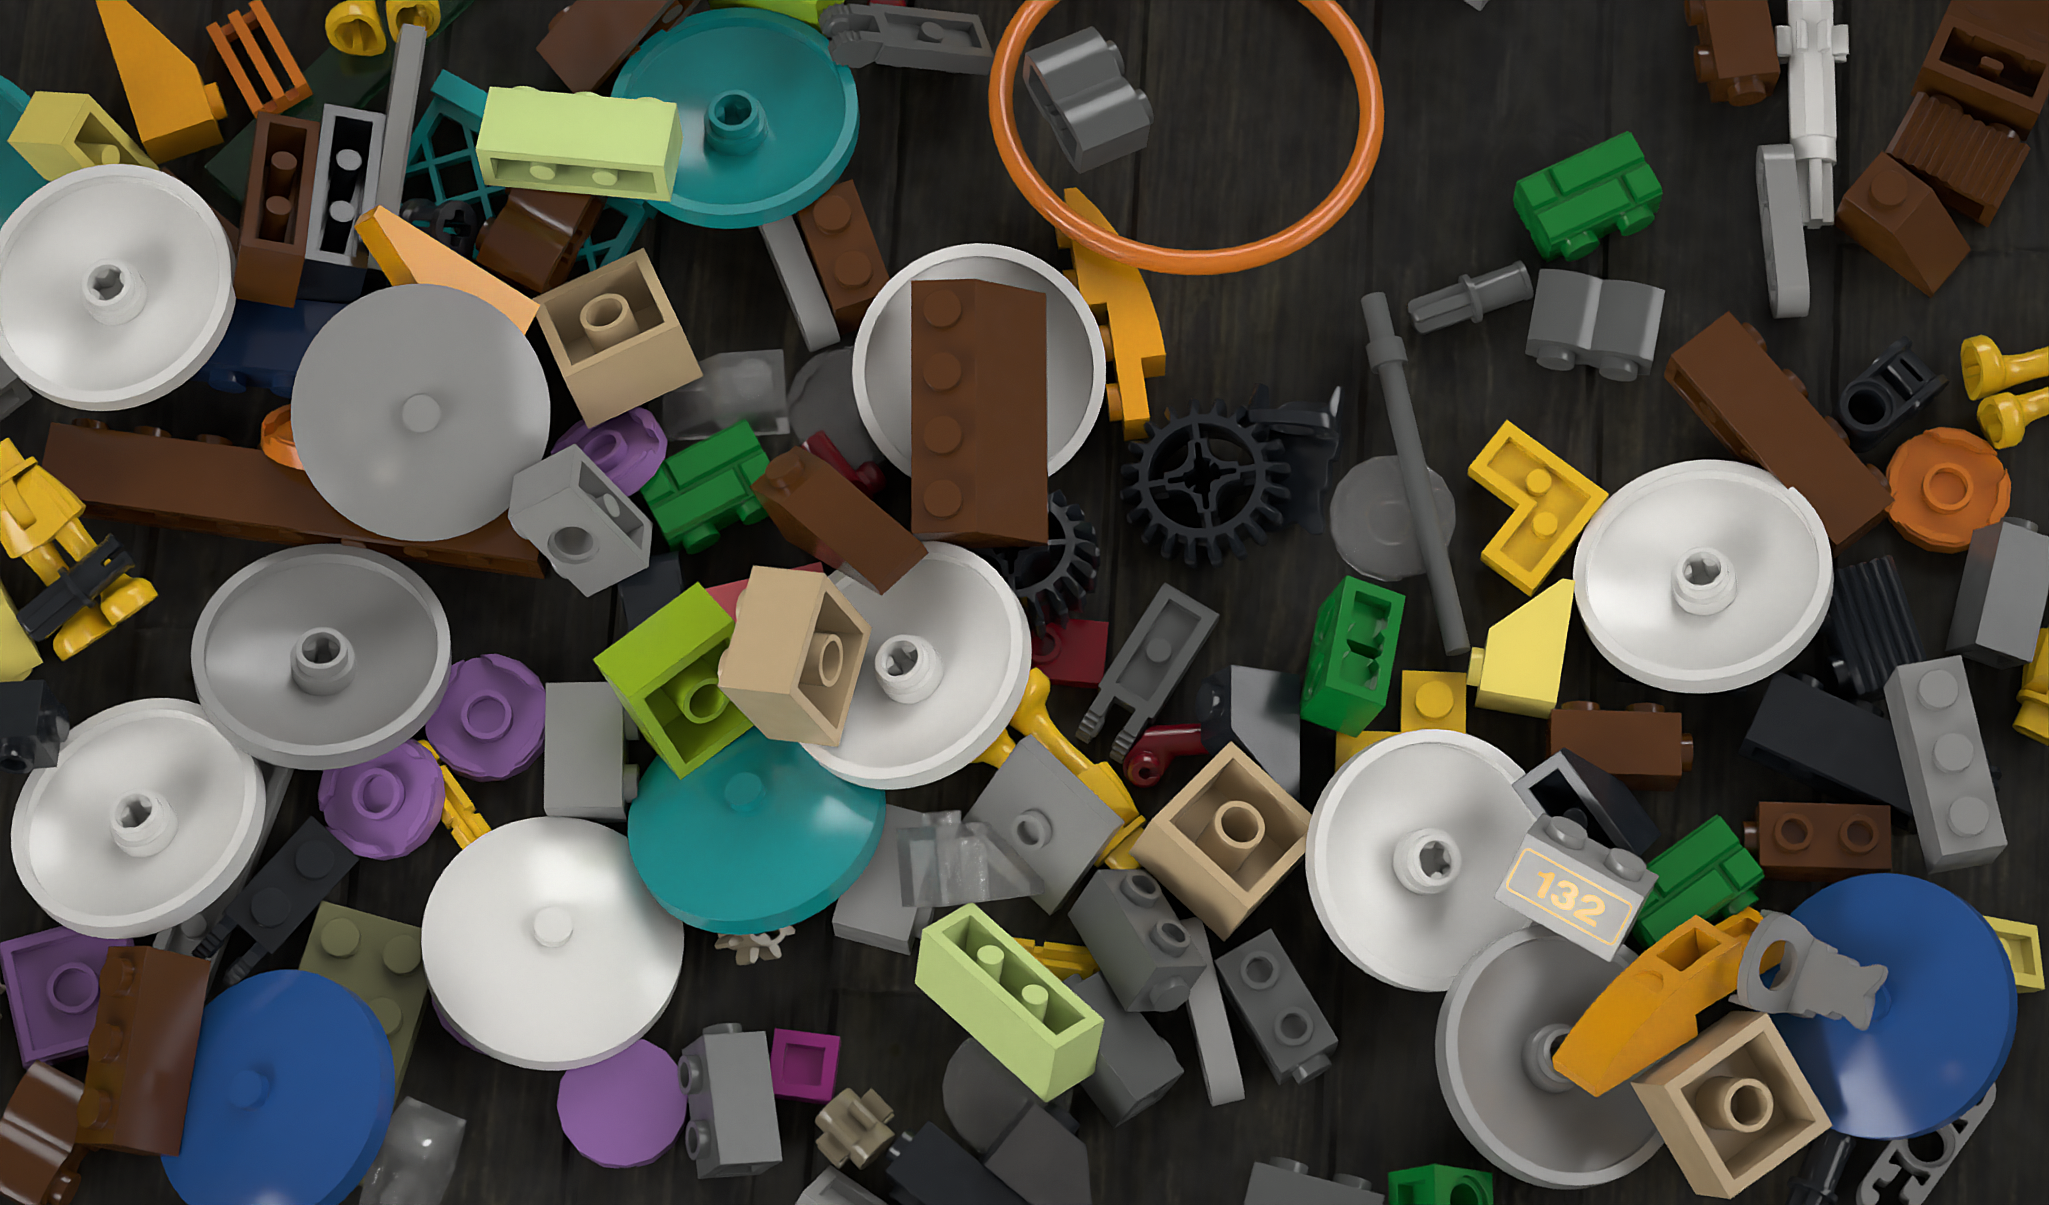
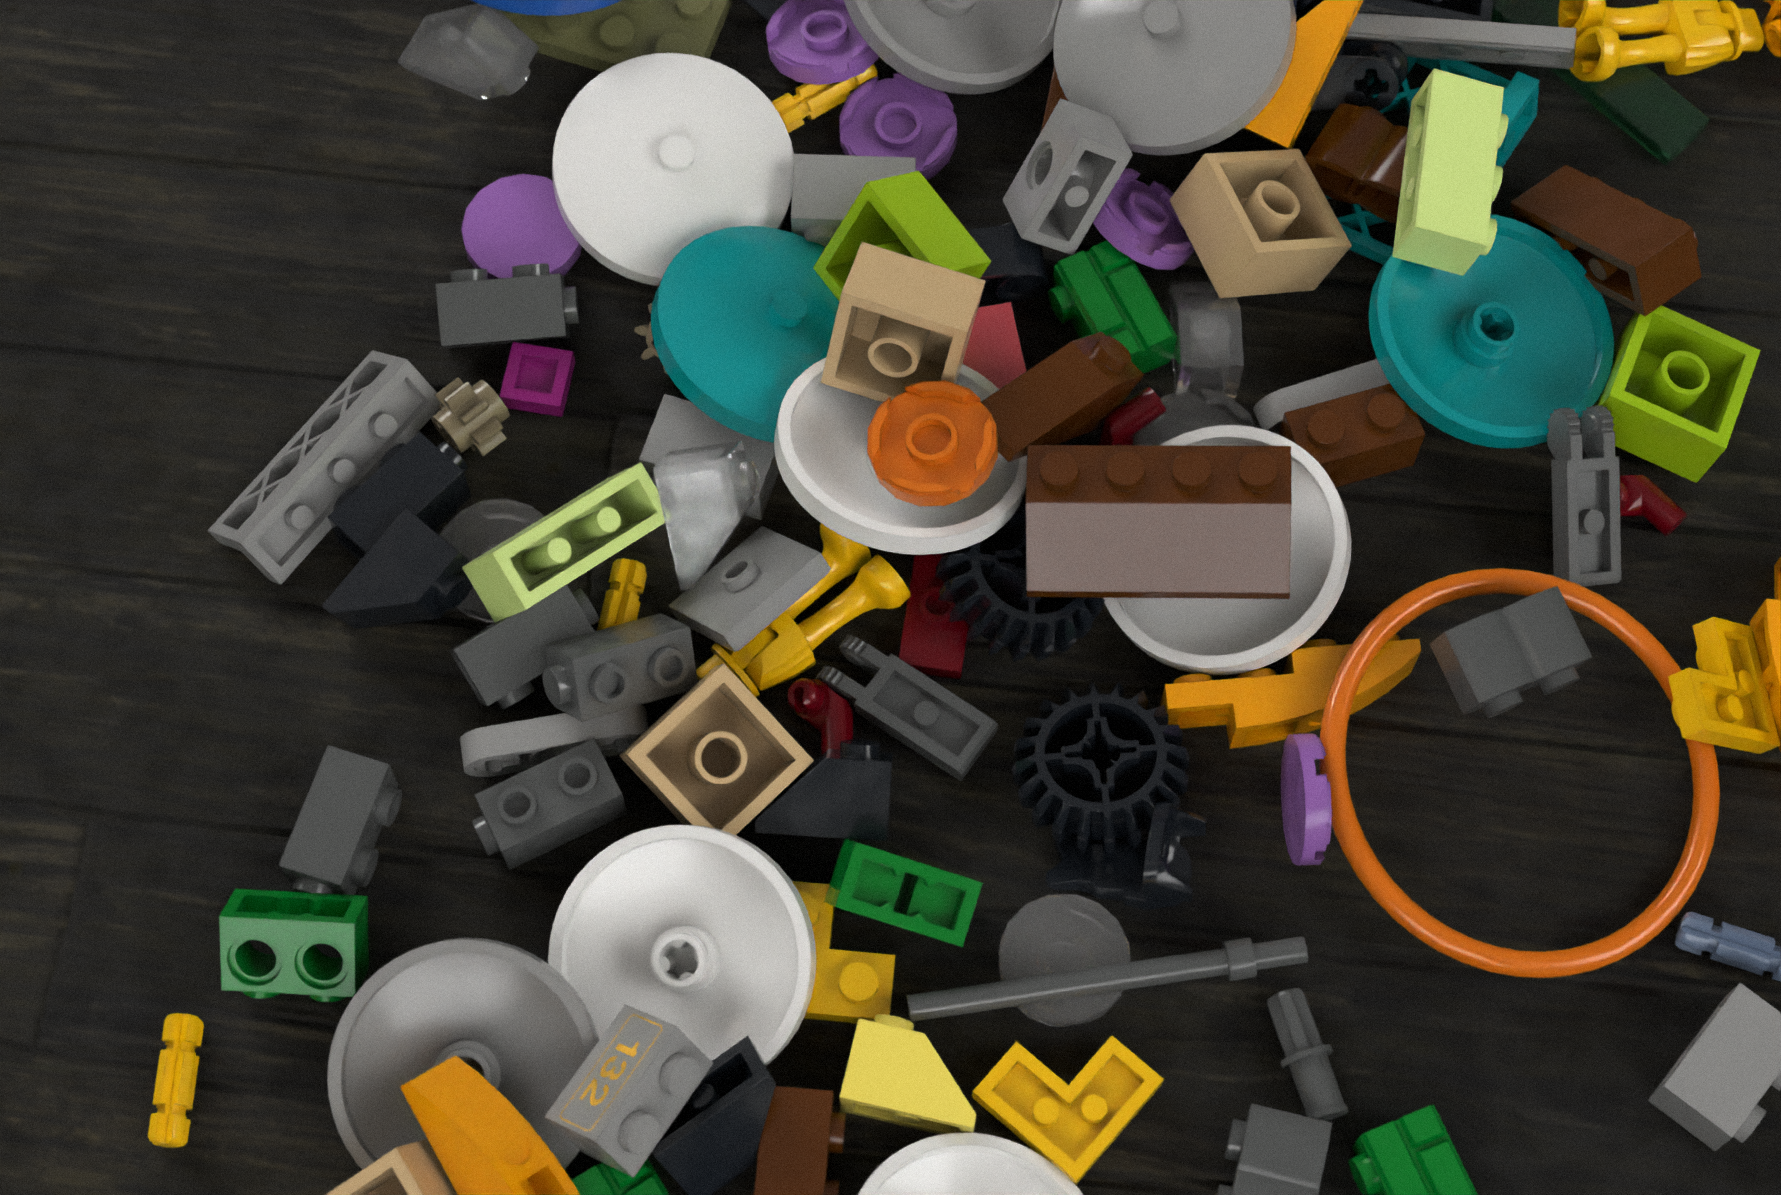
camera: 90 degrees right, 5 degrees down
(920, 620) = (932, 443): none -> orange tile
(1233, 296) = (1305, 800): none -> medium lavender tile

